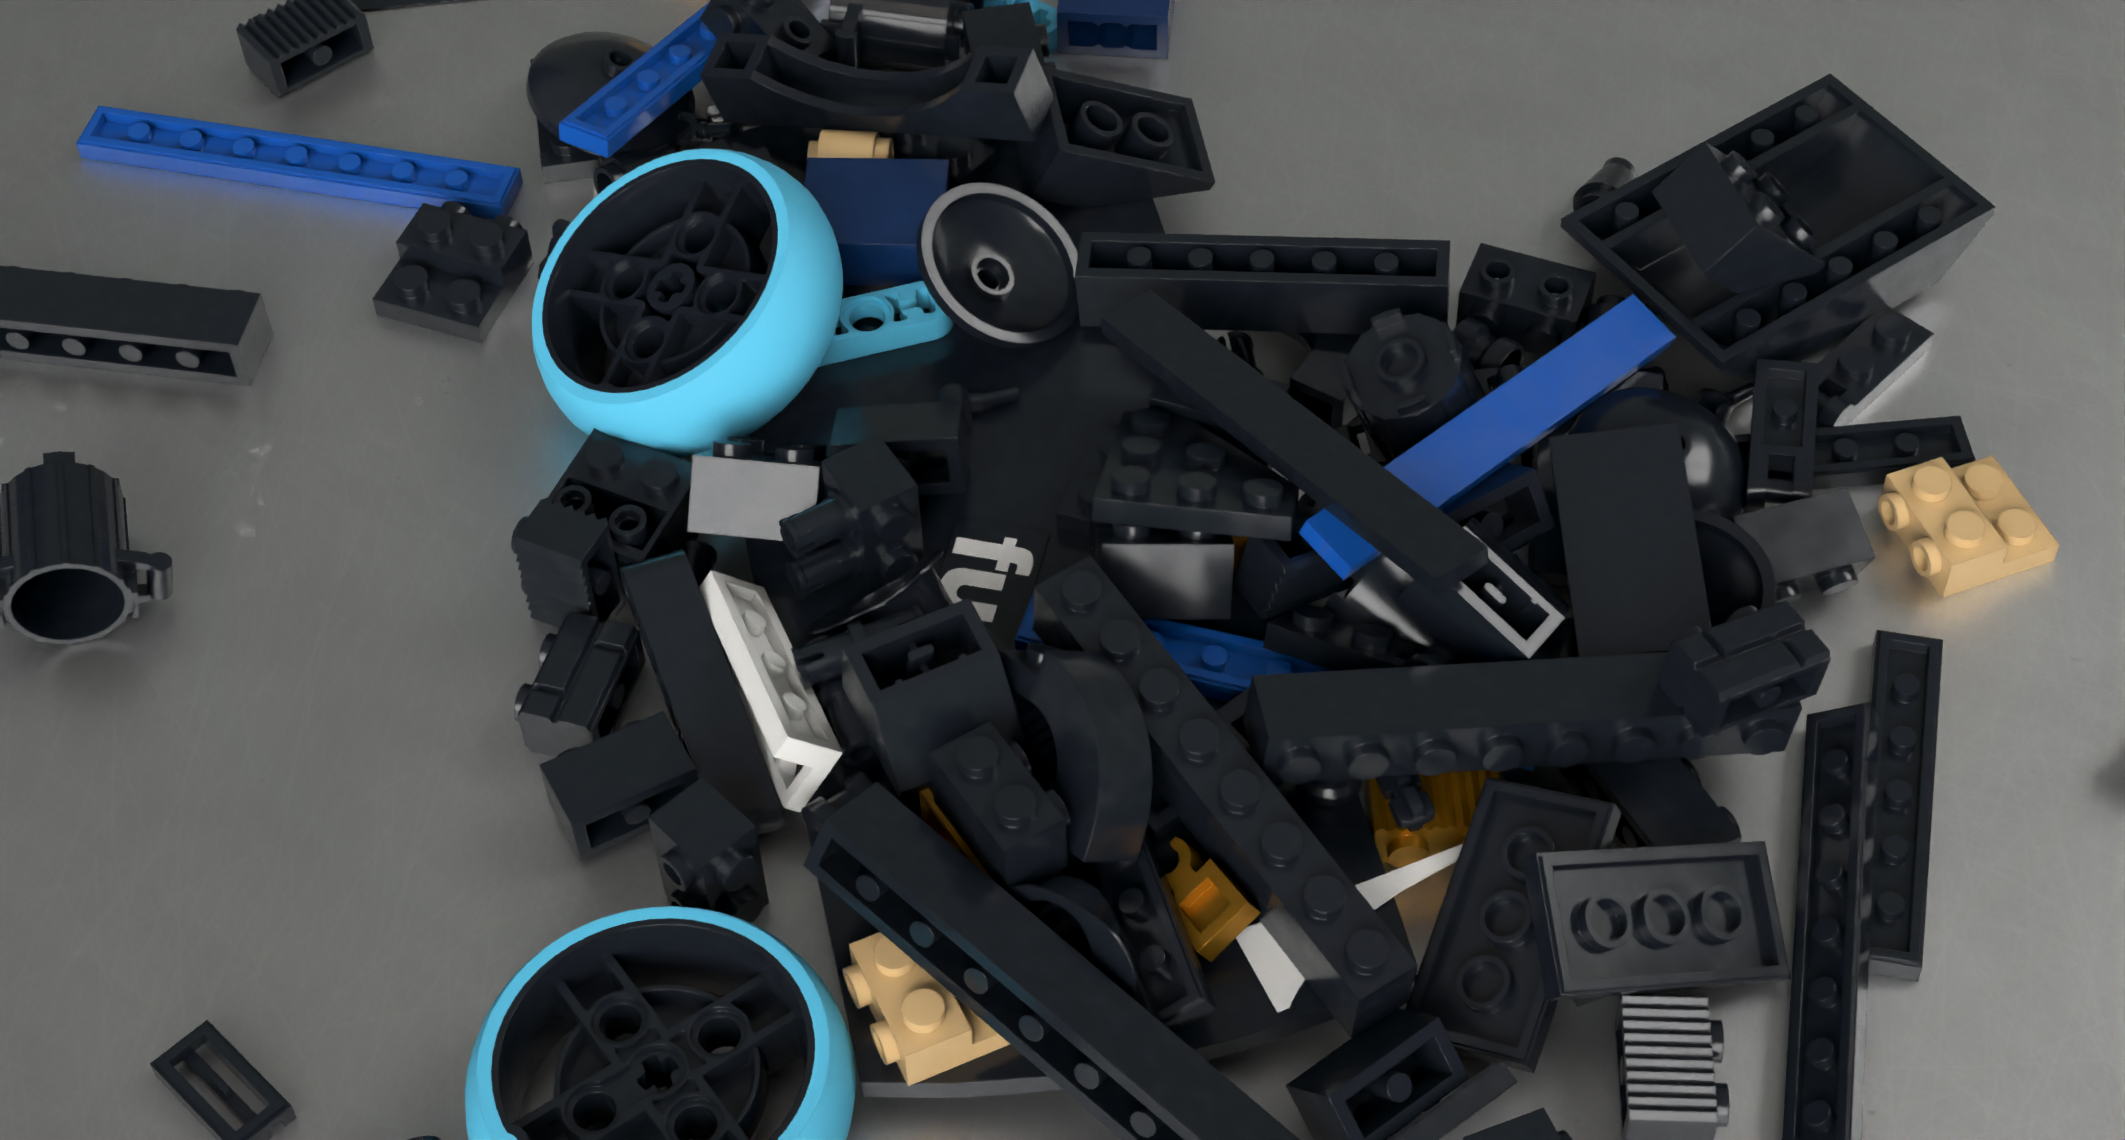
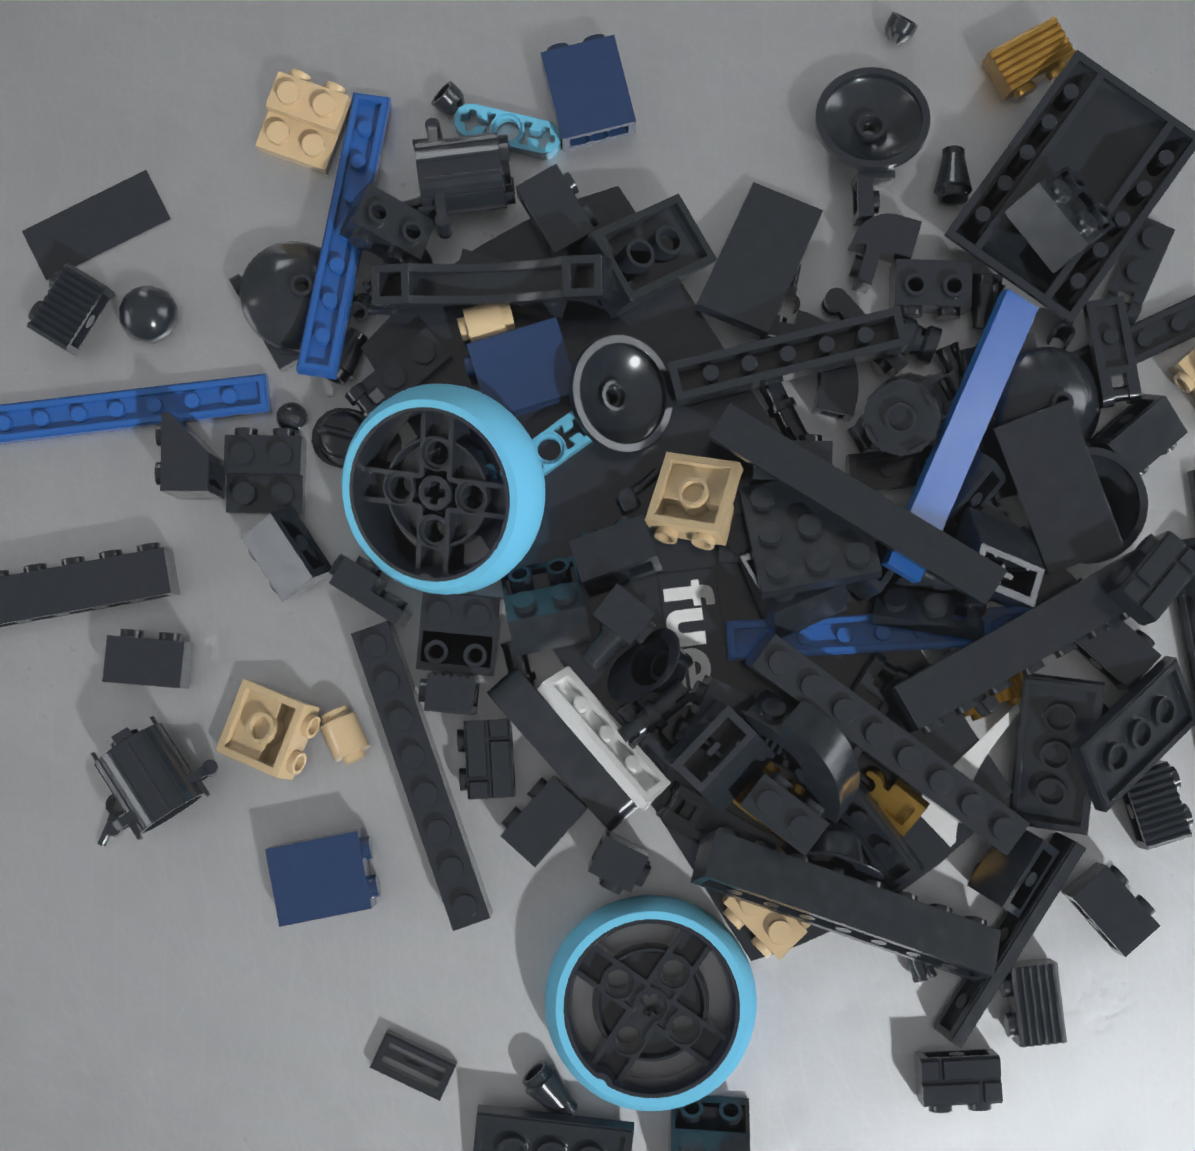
camera: 20 degrees left, 35 degrees up
(155, 424) = (148, 661): none -> black brick
(237, 767) = (322, 877): none -> dark blue brick
(276, 559) = (269, 730): none -> tan plate
(350, 215) = (187, 464): none -> black slope
(380, 599) = (344, 735): none -> tan brick
(402, 71) = (148, 314): none -> black hair
(427, 355) = (286, 553): none -> brick
(464, 691) = (422, 775): none -> black brick
(515, 413) = (363, 583): none -> black plate
(532, 212) = (296, 409): none -> black hinge
(1049, 419) = (694, 500): none -> tan plate
(1288, 193) = (759, 260): none -> black tile
(1474, 219) = (881, 238): none -> black brick
(1476, 171) = (864, 197): none -> black bracket
(1505, 94) = (877, 103): none -> black dish
(1588, 28) = (900, 25): none -> black hinge
(1745, 86) = (1029, 59): none -> pearl gold brick

